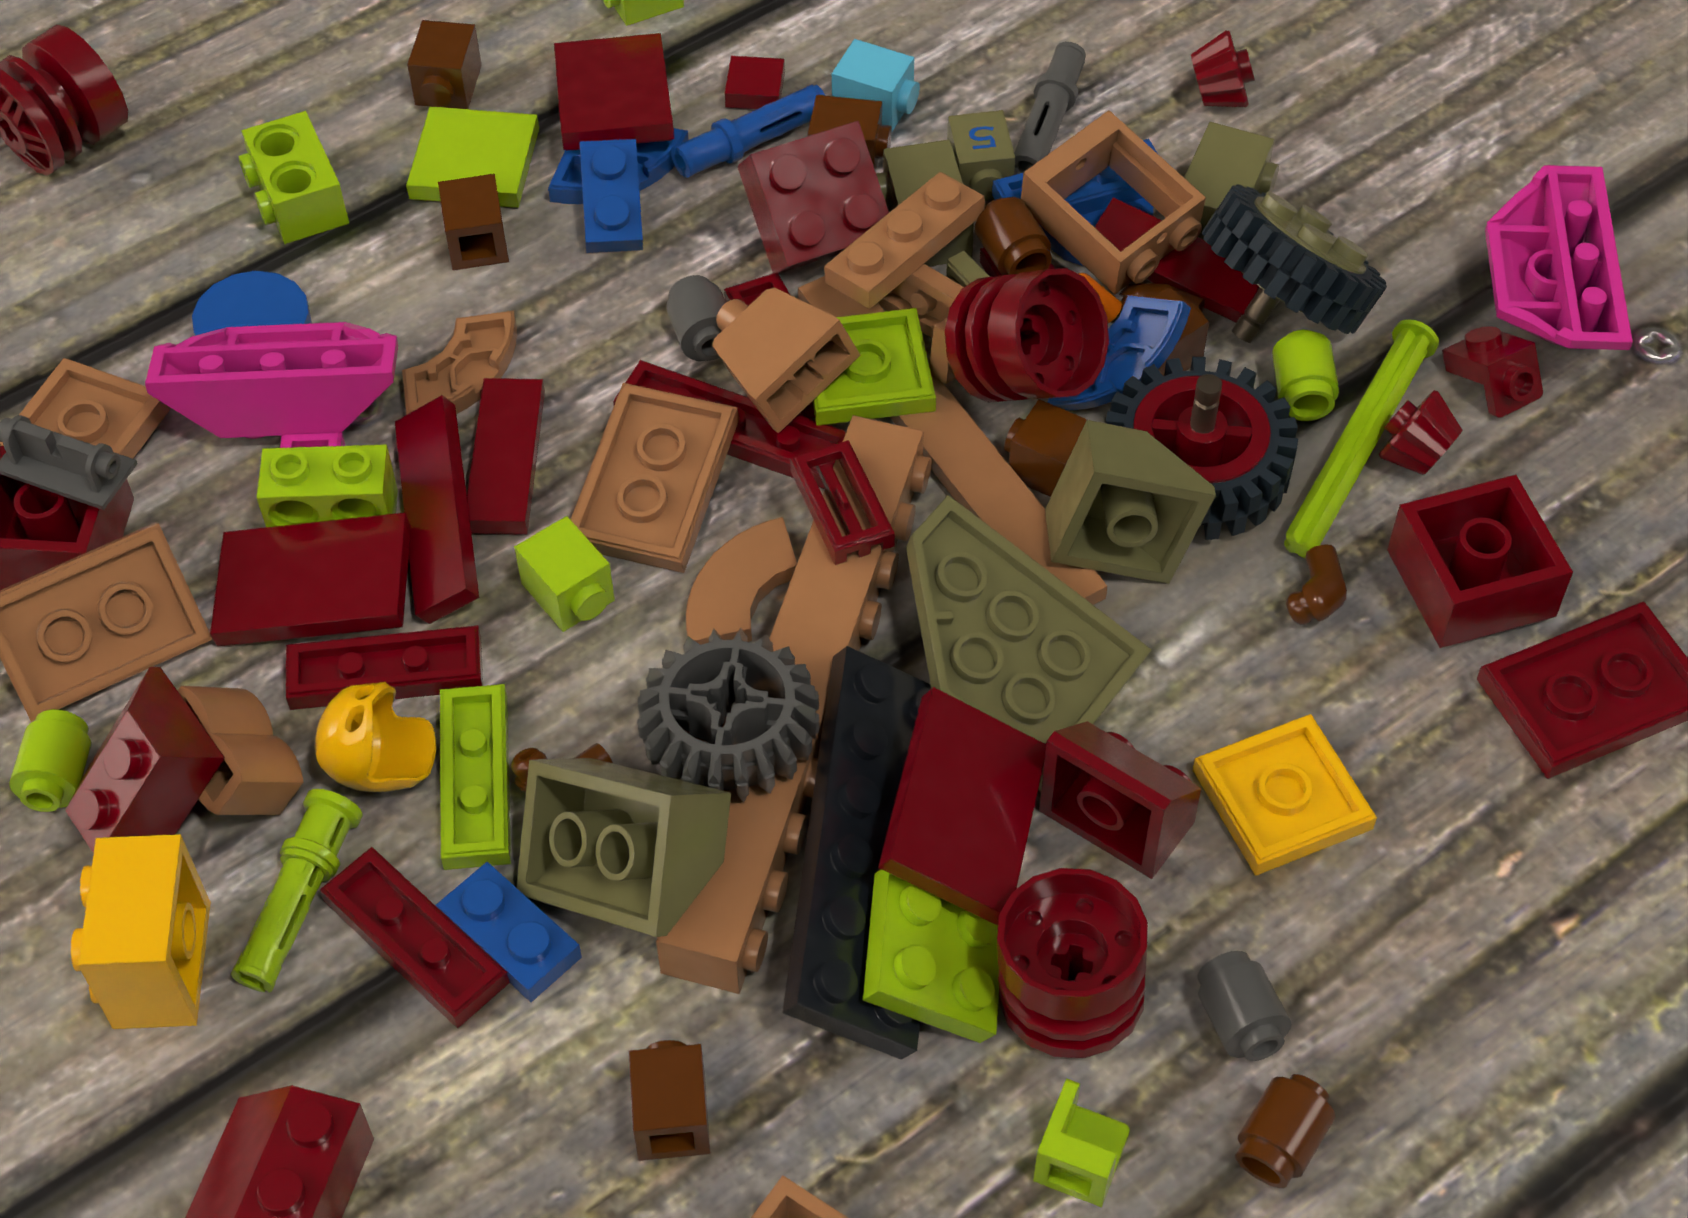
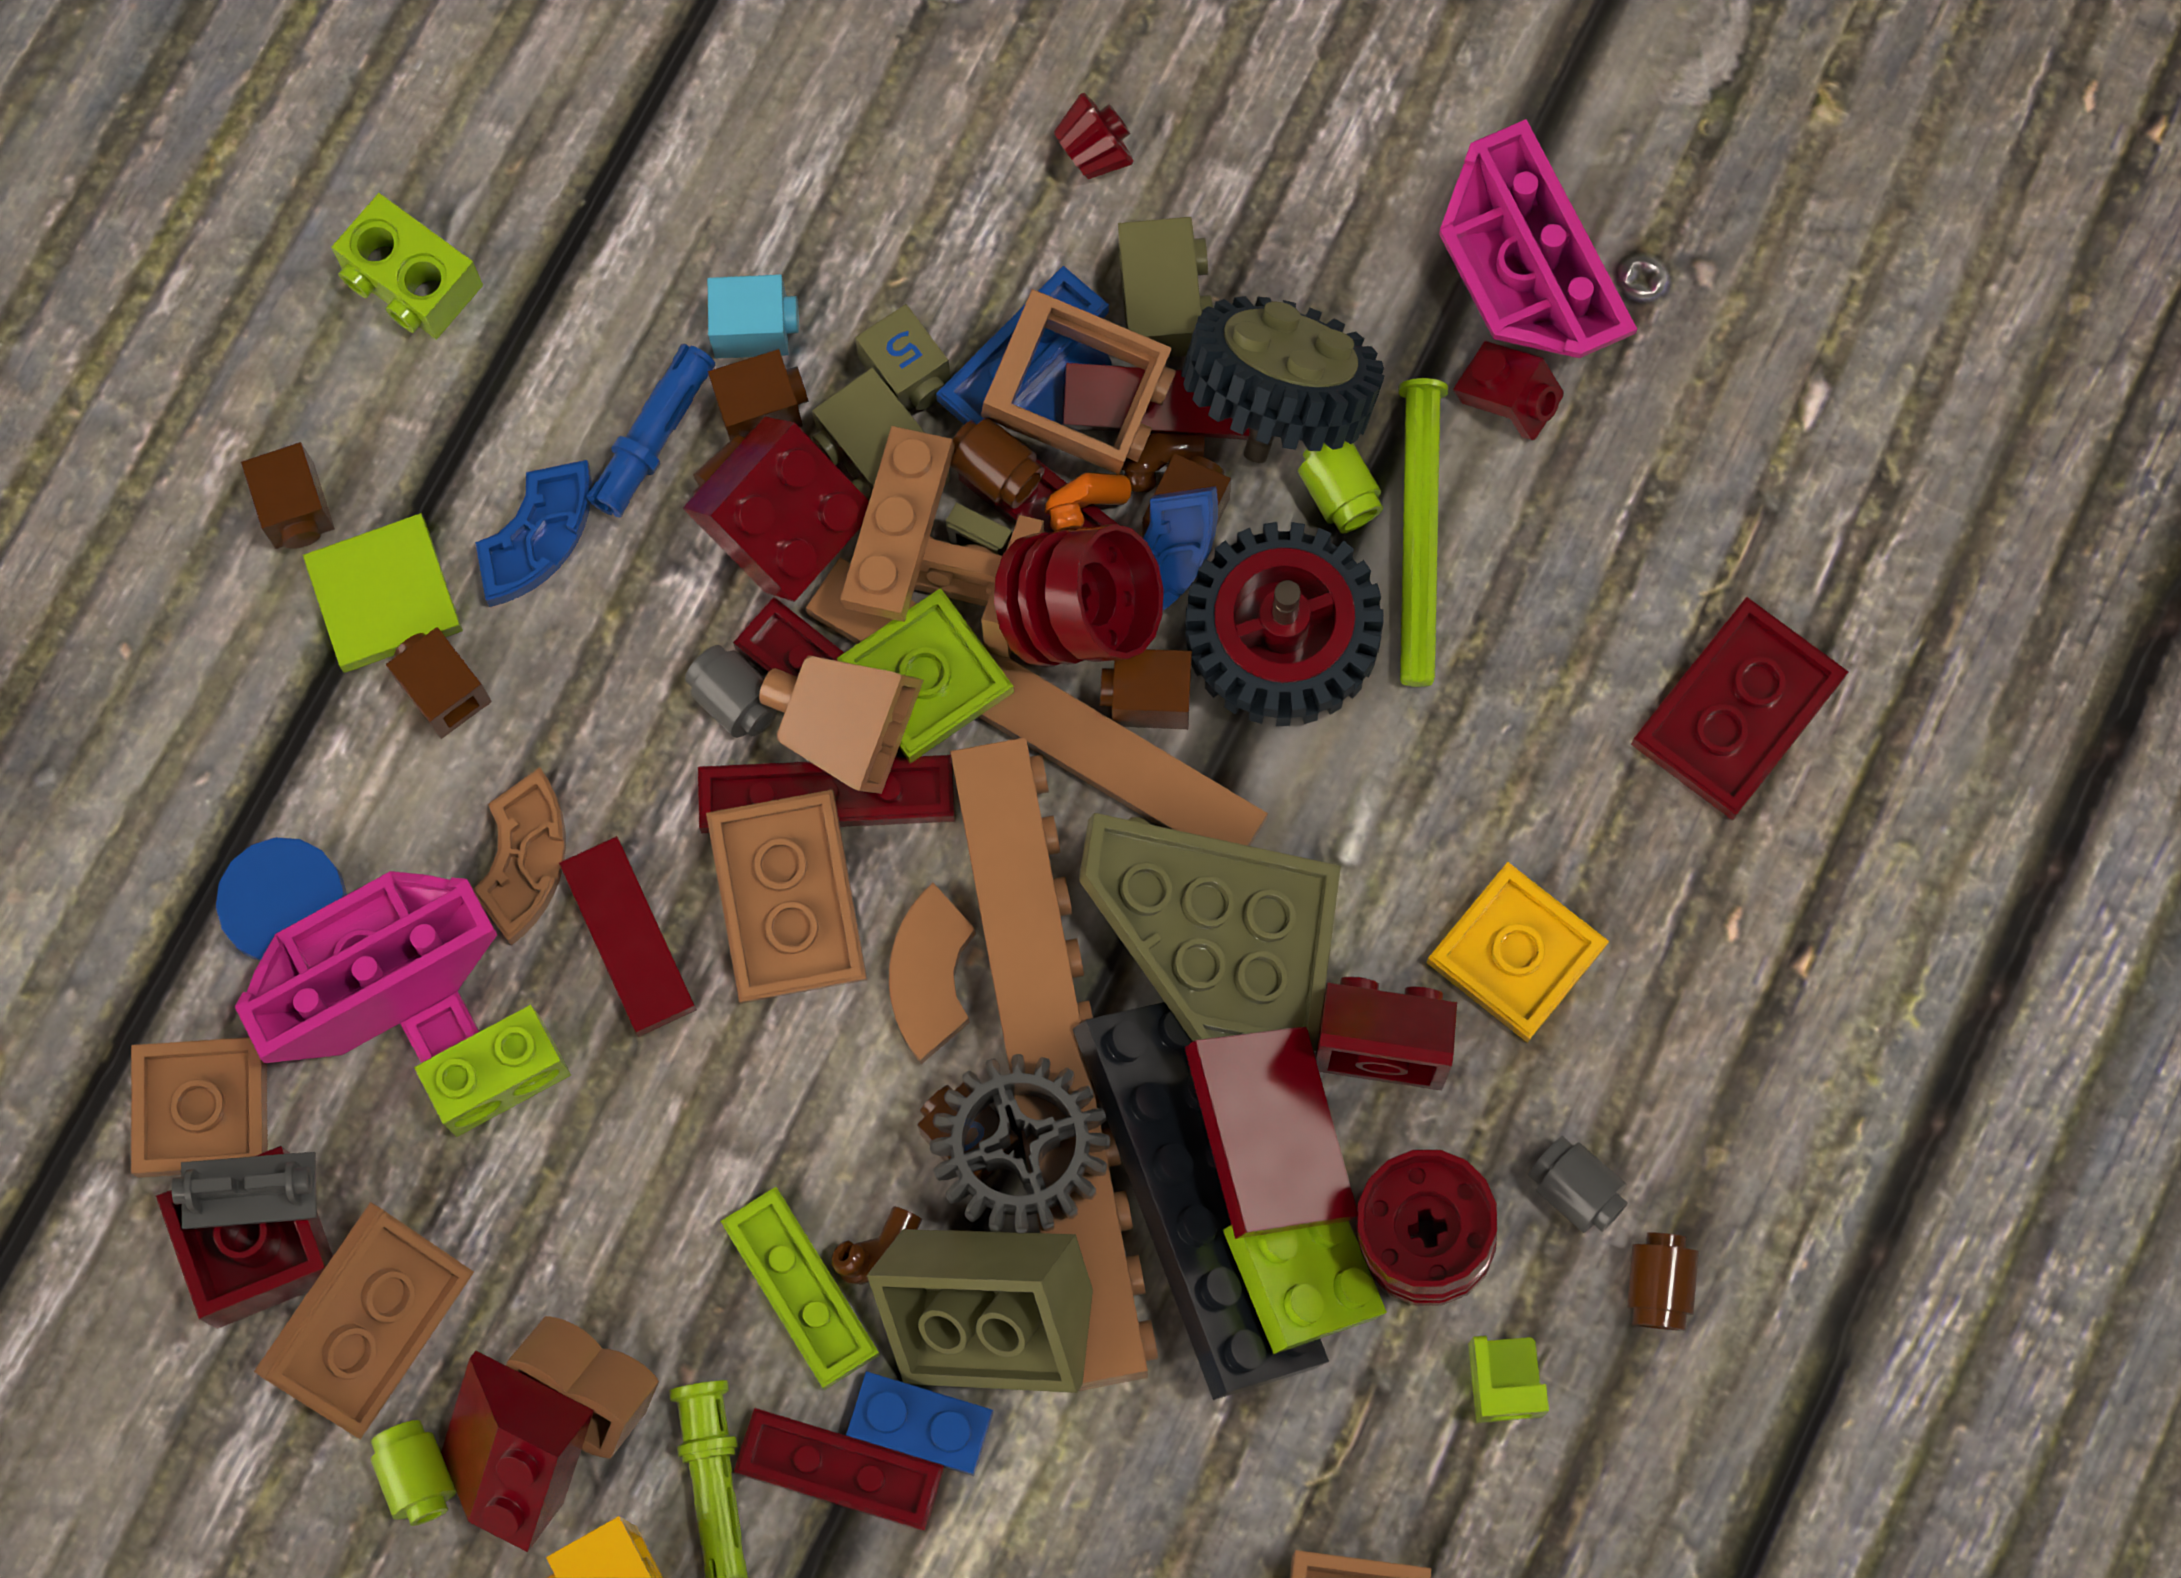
camera: 25 degrees left, 20 degrees up
(293, 176) = (227, 706): lime brick -> none
(311, 579) = (530, 1166): dark red tile -> none
(370, 746) = (701, 1312): yellow helmet -> none
(409, 662) = (650, 1220): dark red tile -> none
(437, 510) = (601, 1032): dark red tile -> none
(565, 574) = (769, 1047): lime brick -> none
(611, 196) = (559, 583): blue plate -> none
(613, 90) = (484, 447): dark red tile -> none
(669, 1100) = (1150, 1512): reddish brown brick -> none
(754, 81) = (619, 361): dark red tile -> none
(857, 538) = (1035, 895): dark red tile -> none
(1054, 96) = (936, 240): dark grey pin -> none
(1125, 505) = (1252, 737): olive slope -> none
(1323, 592) = (1462, 723): reddish brown arm -> none
(1420, 434) = (1477, 508): dark red piece -> none
(1478, 561) = (1590, 634): dark red brick -> none

